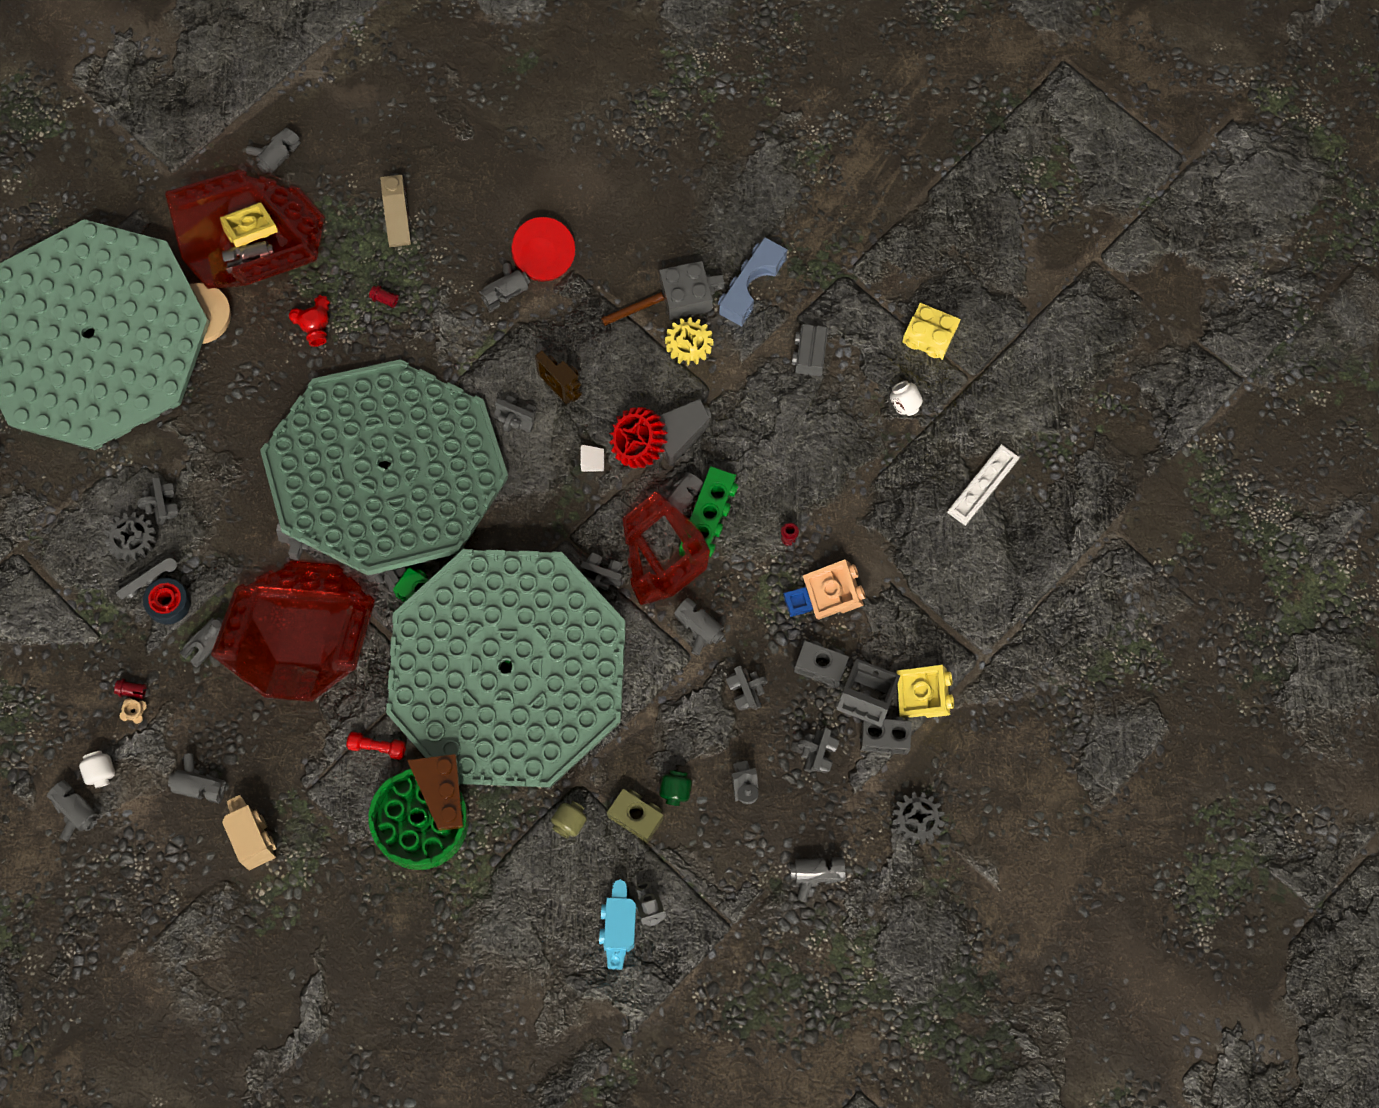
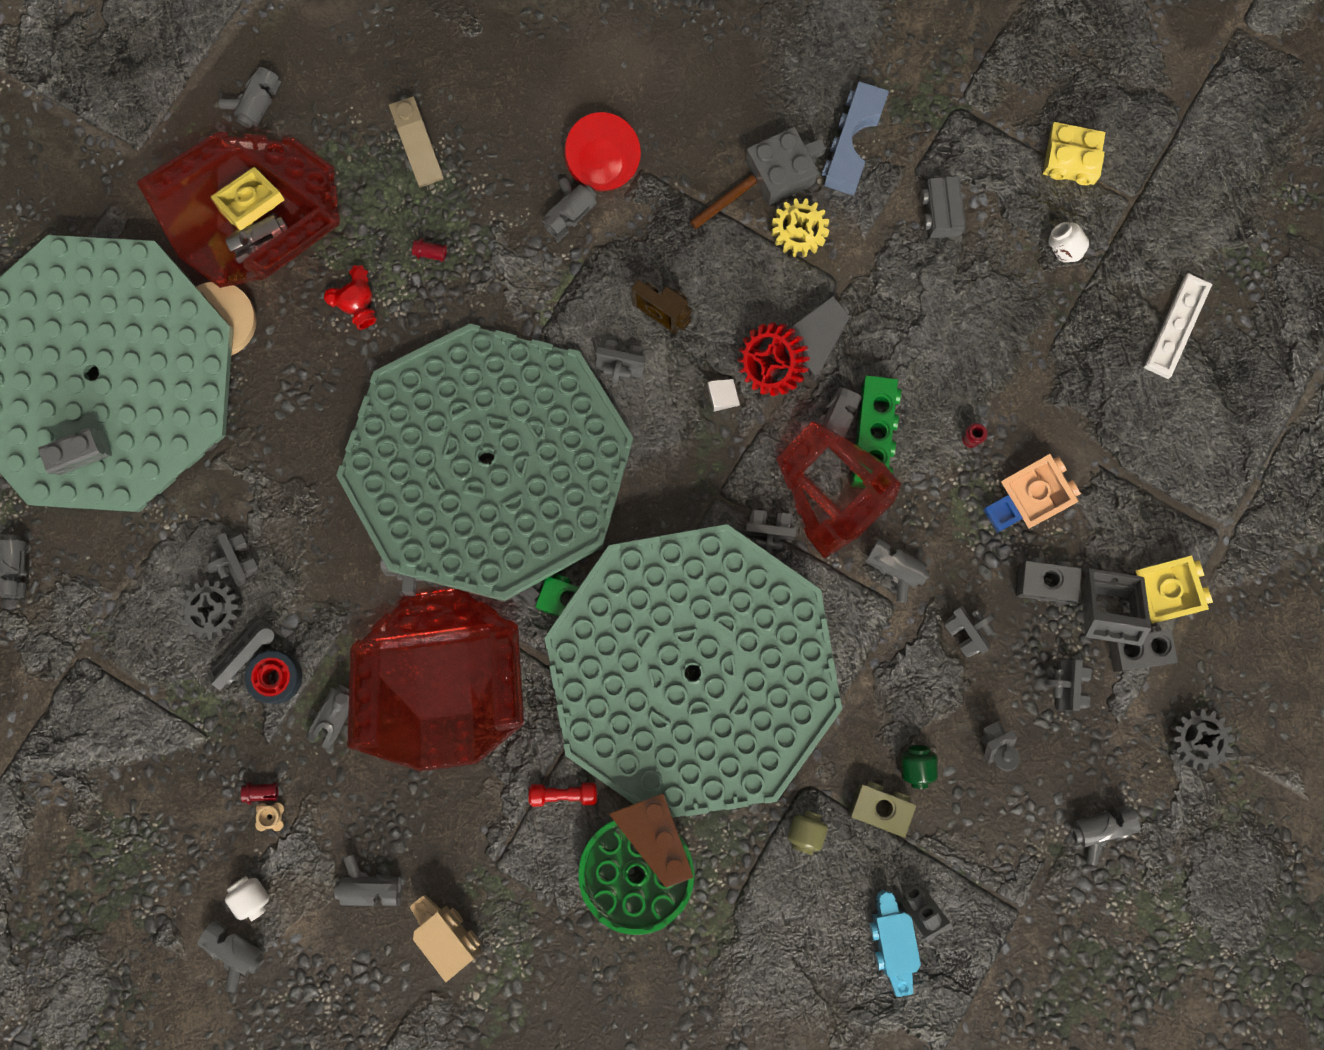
camera: 10 degrees left, 10 degrees up
(58, 388) = (74, 451): none -> dark grey brick

